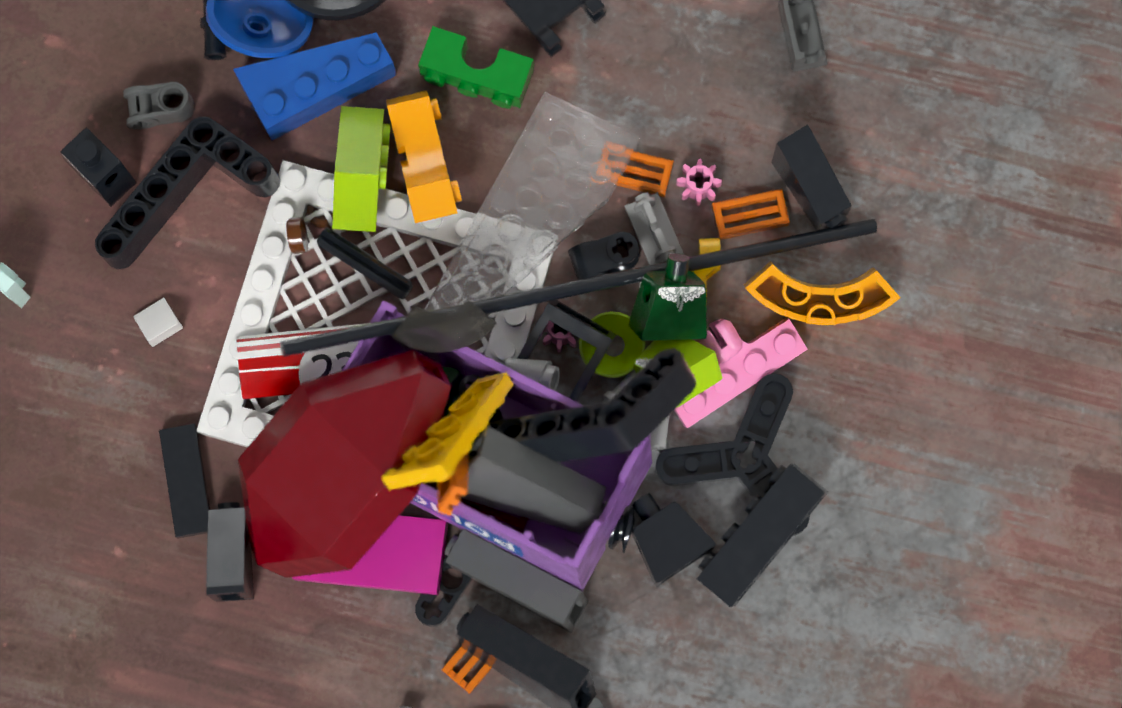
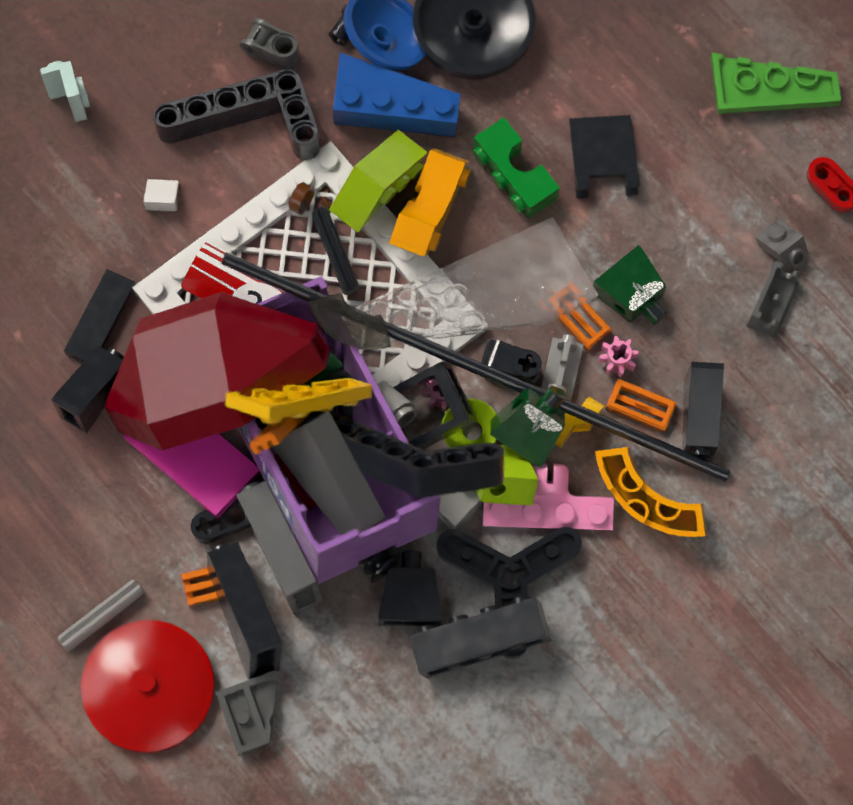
camera: 30 degrees right, 5 degrees down
(96, 164) = (196, 54): black torso -> none
(666, 107) = (632, 287): none -> dark green torso

